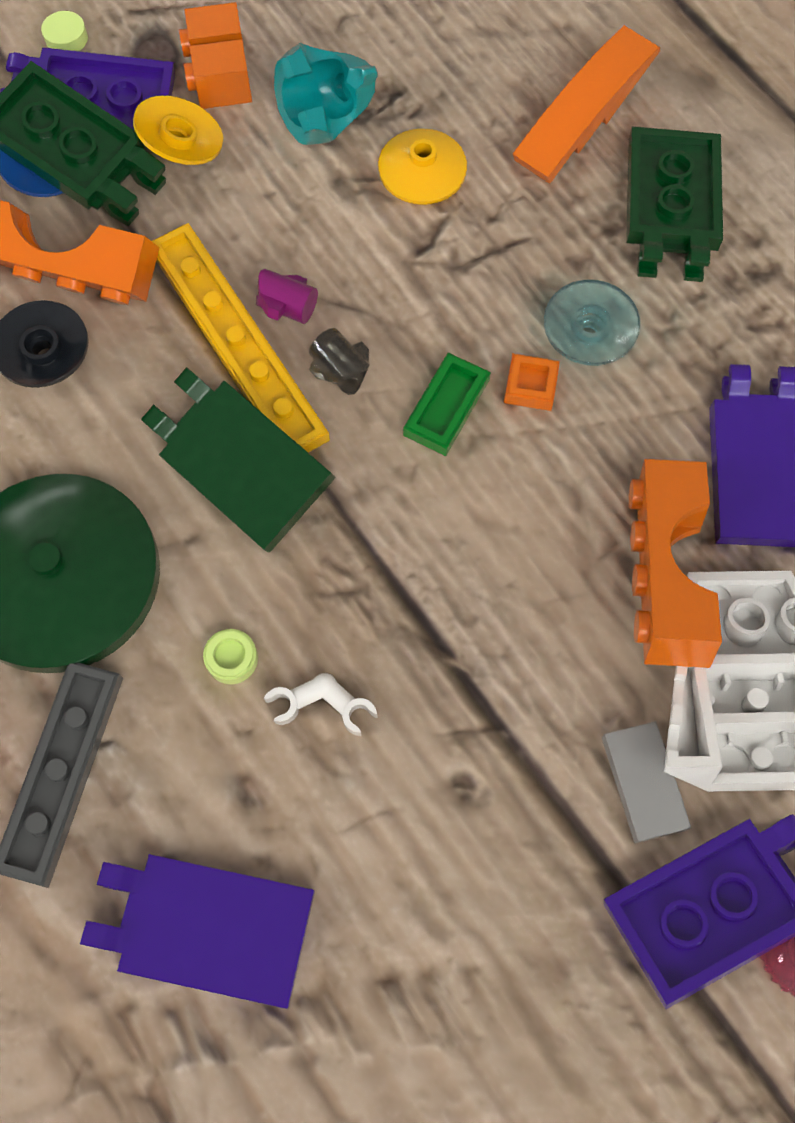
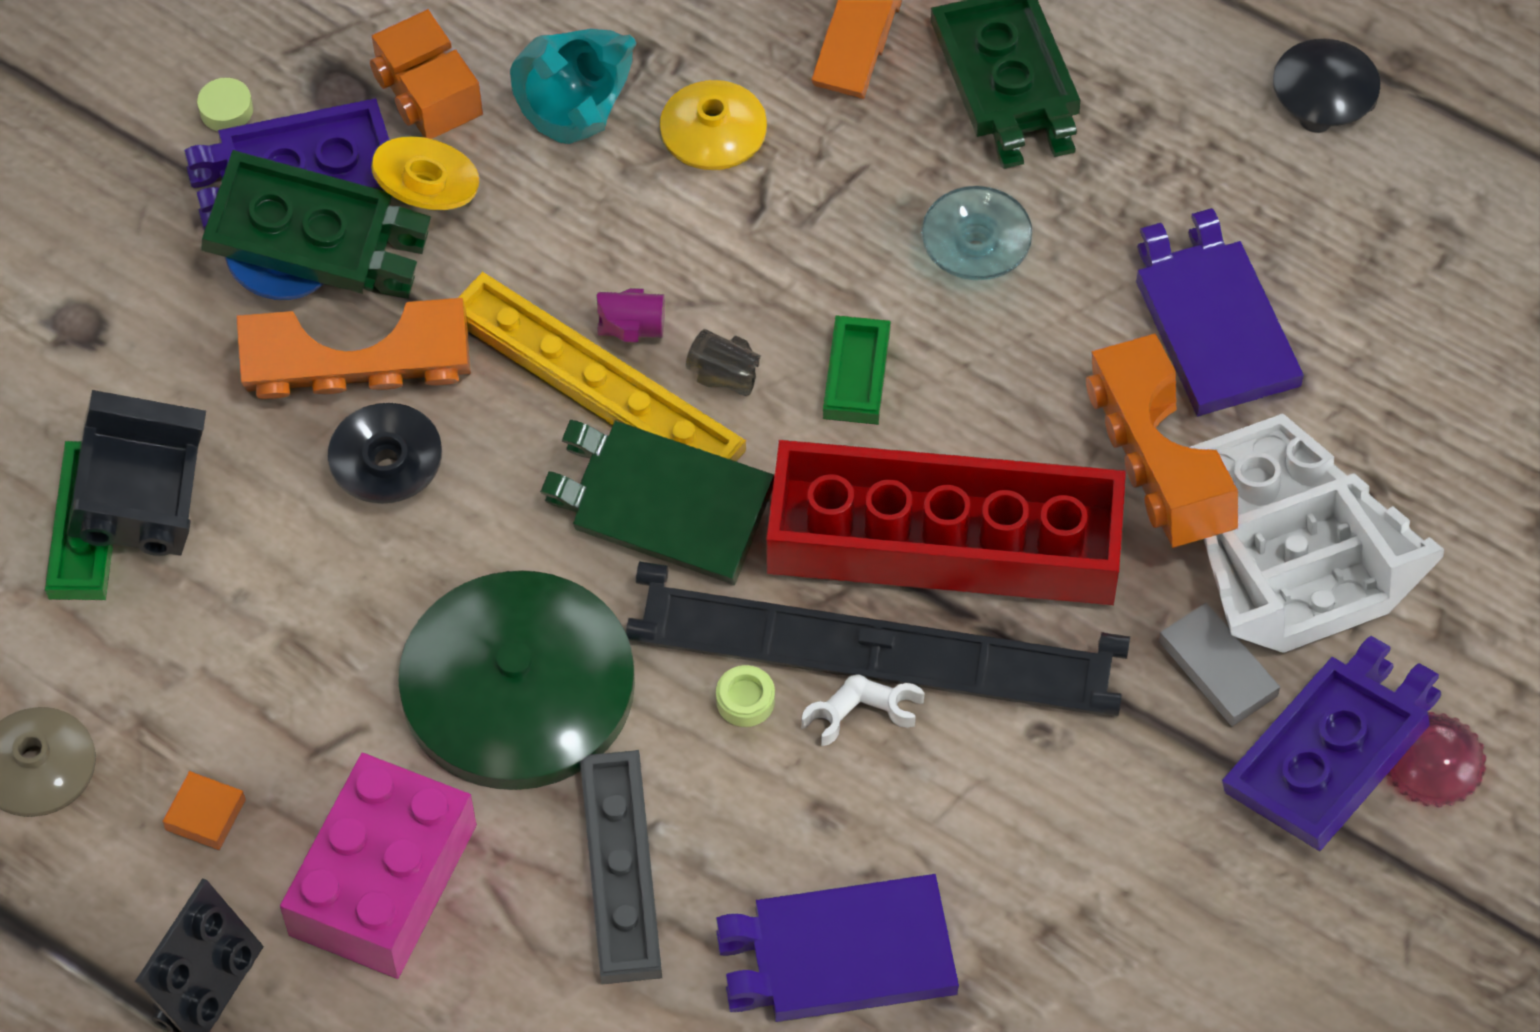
camera: 20 degrees left, 10 degrees down
(362, 659) = (876, 648): none -> black piece
(459, 567) = (946, 522): none -> red brick
(531, 382) = (937, 317): orange tile -> none

